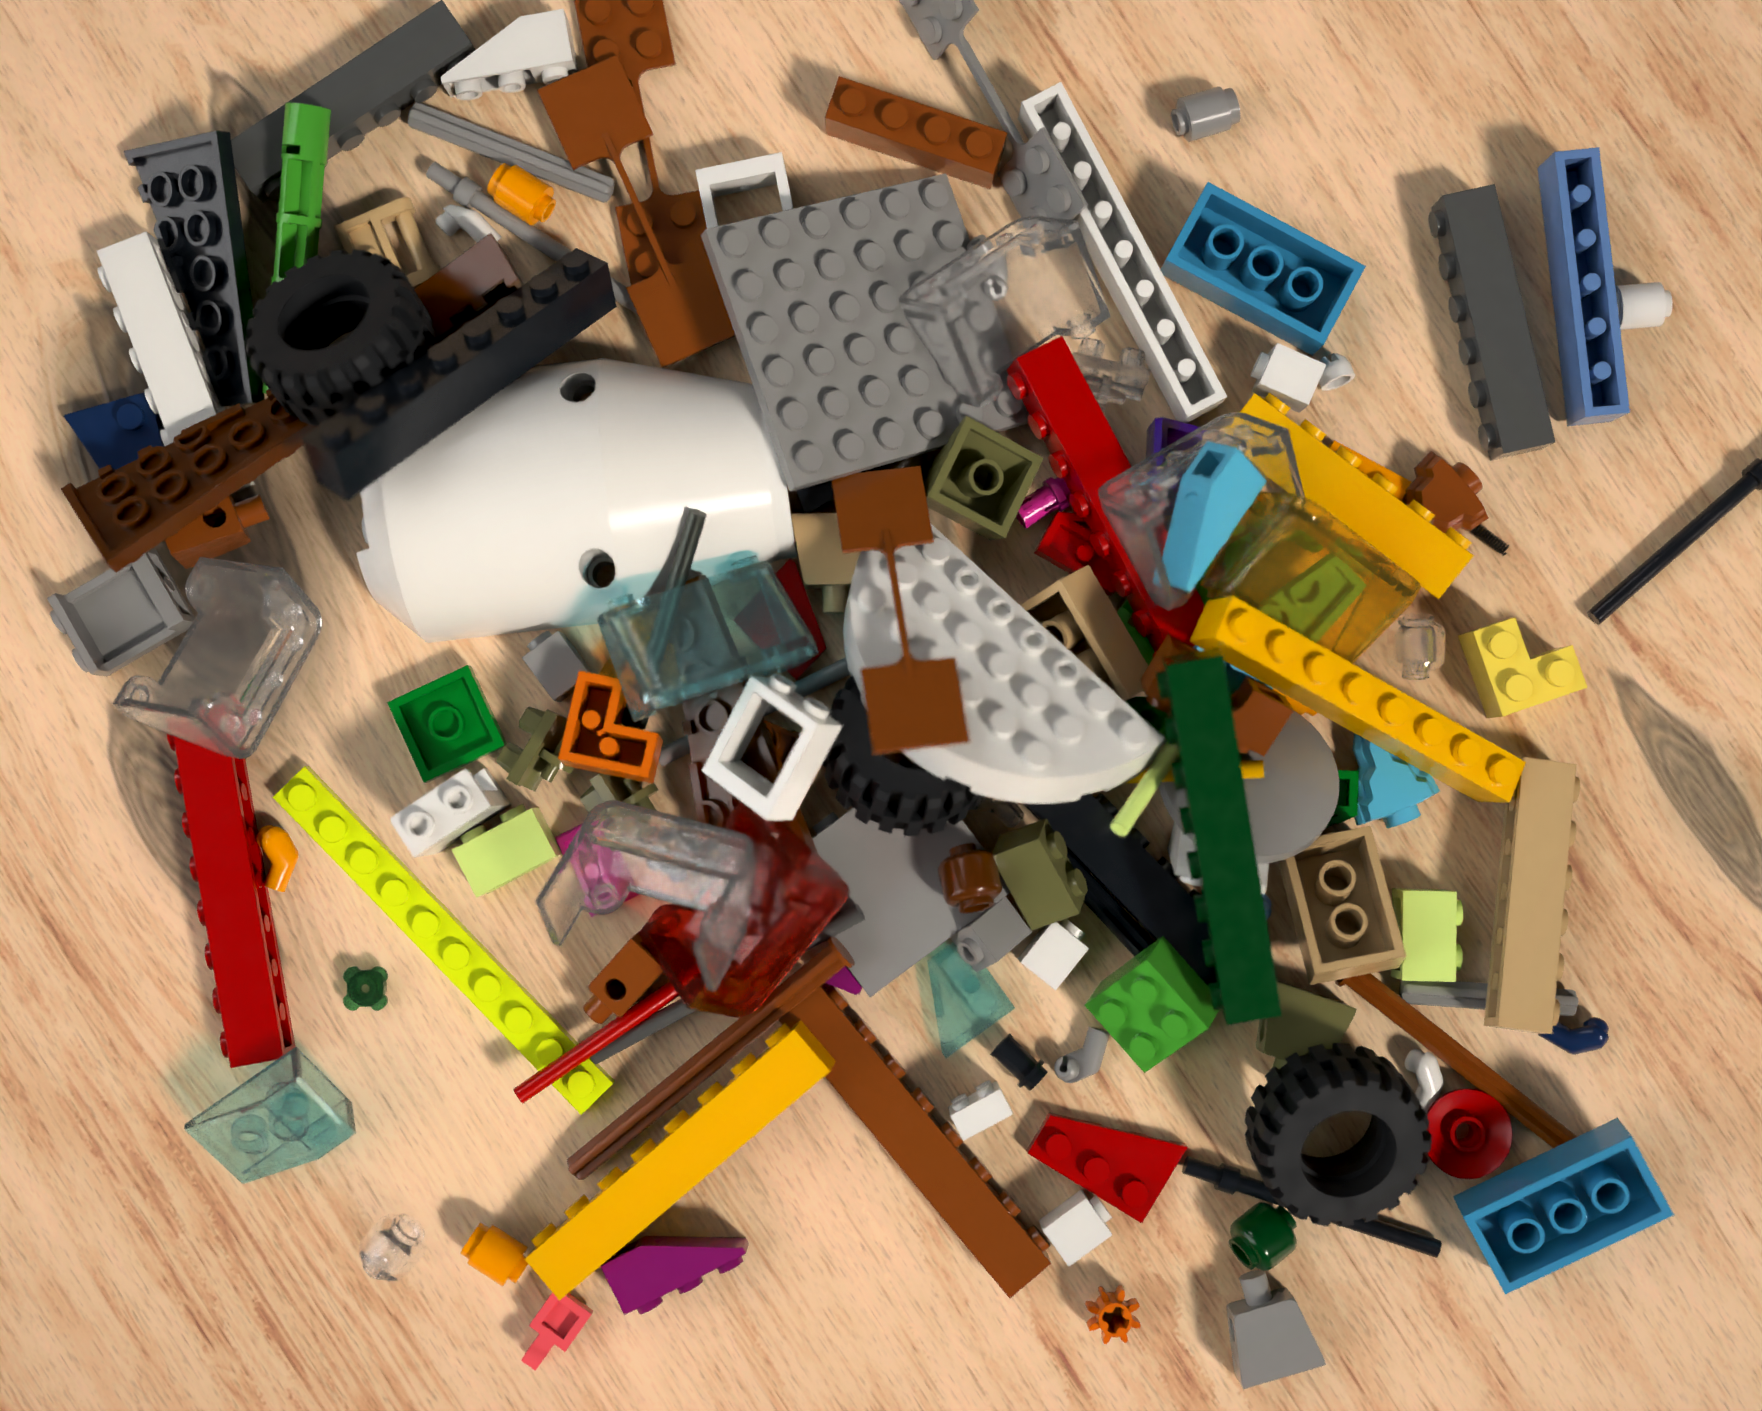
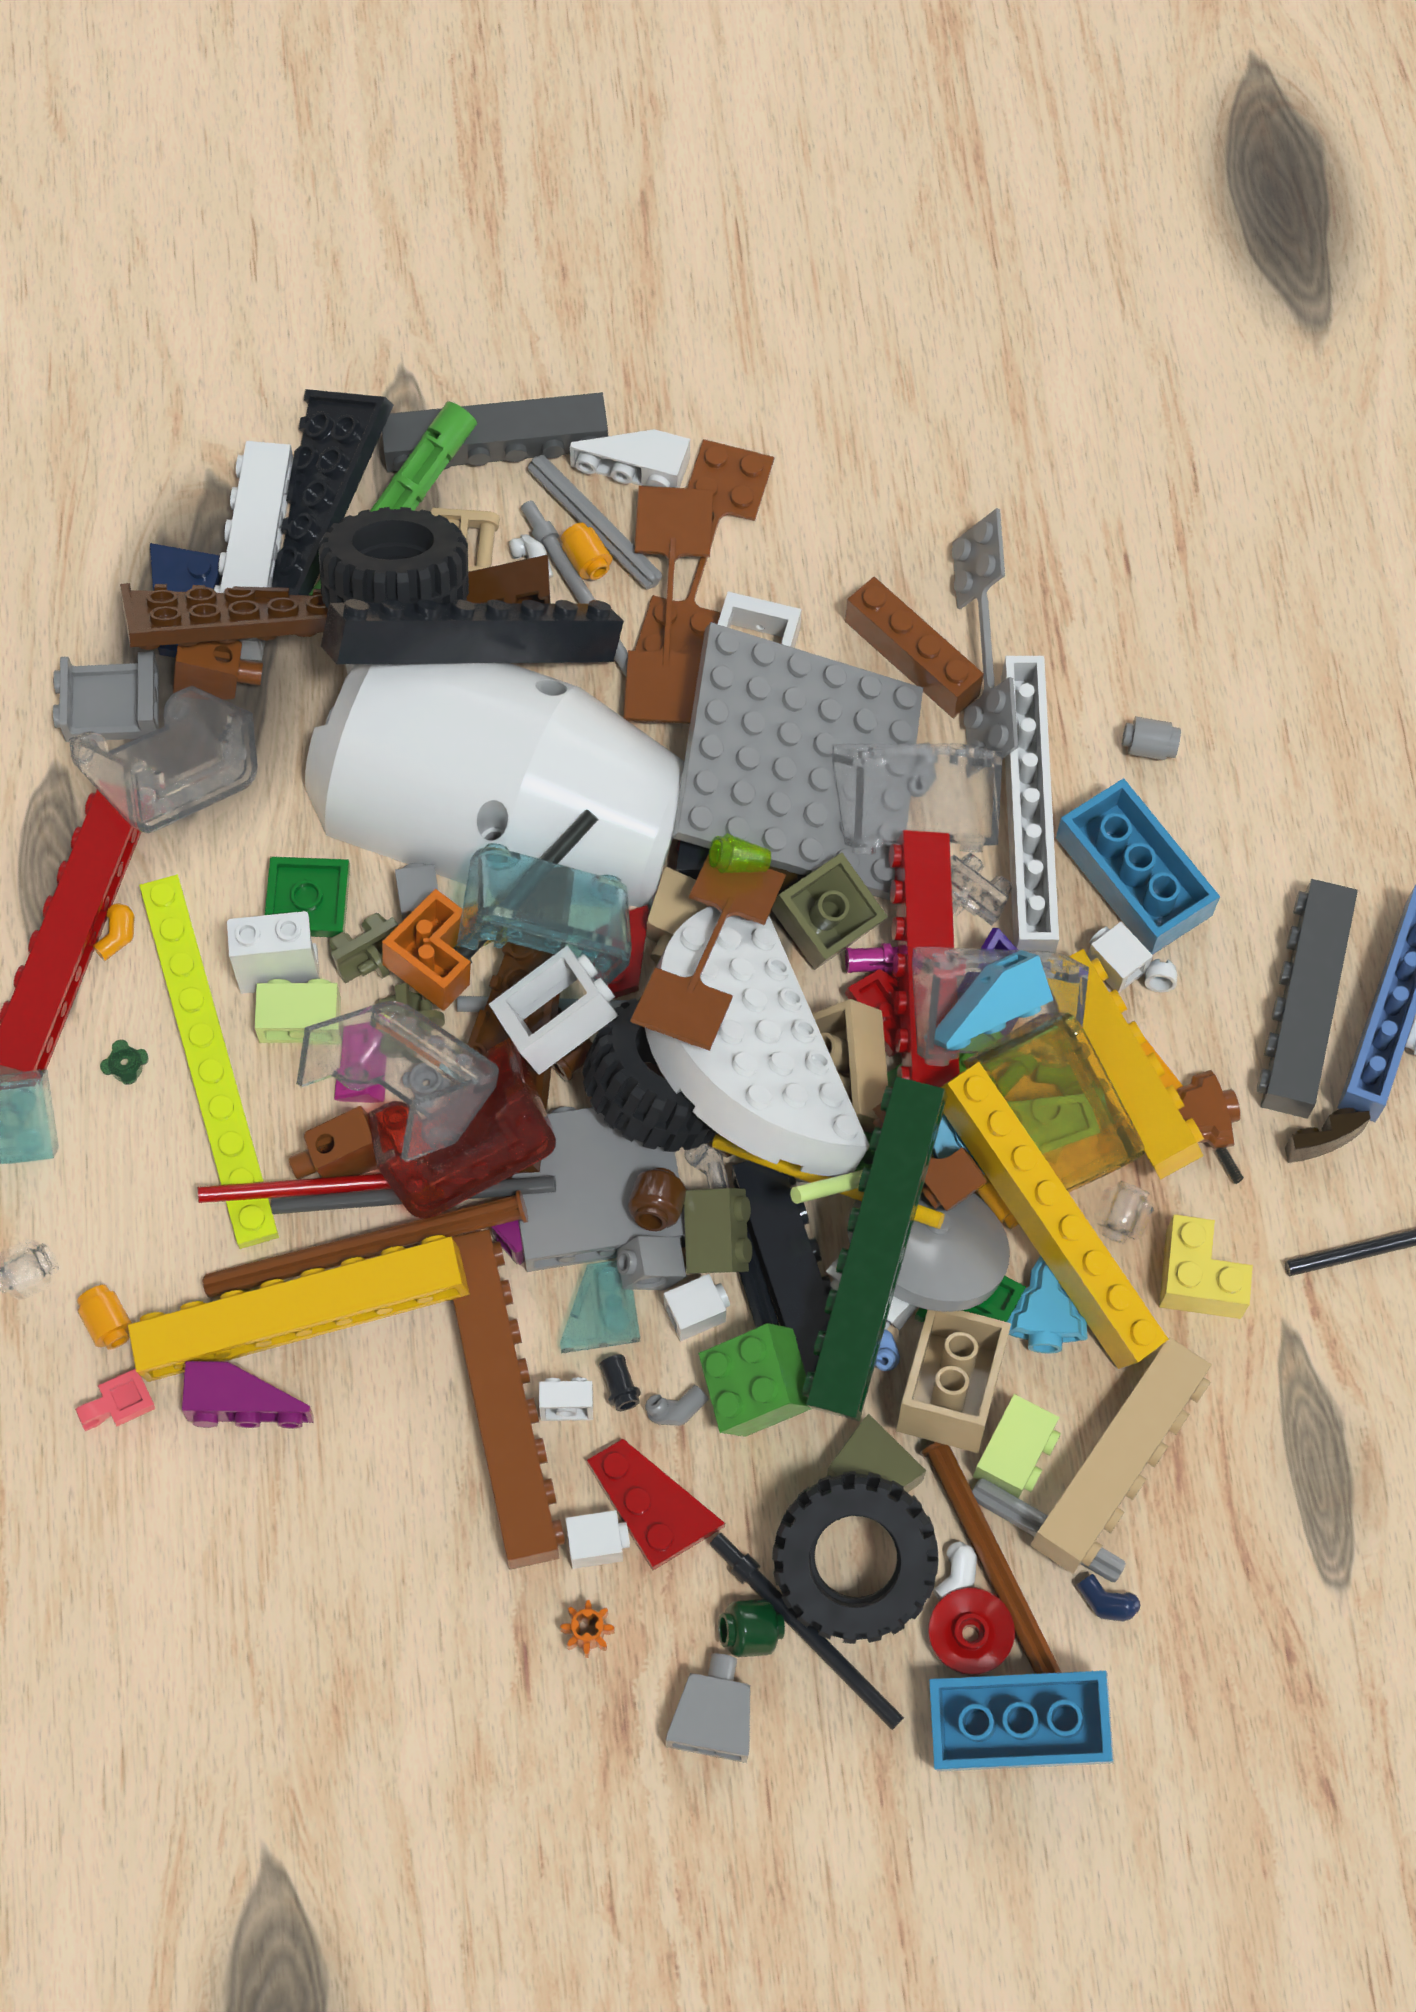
camera: 25 degrees right, 20 degrees down
(865, 478) = (737, 855): none -> clear neon green cone
(1578, 458) = (1337, 1131): none -> dark brown slope

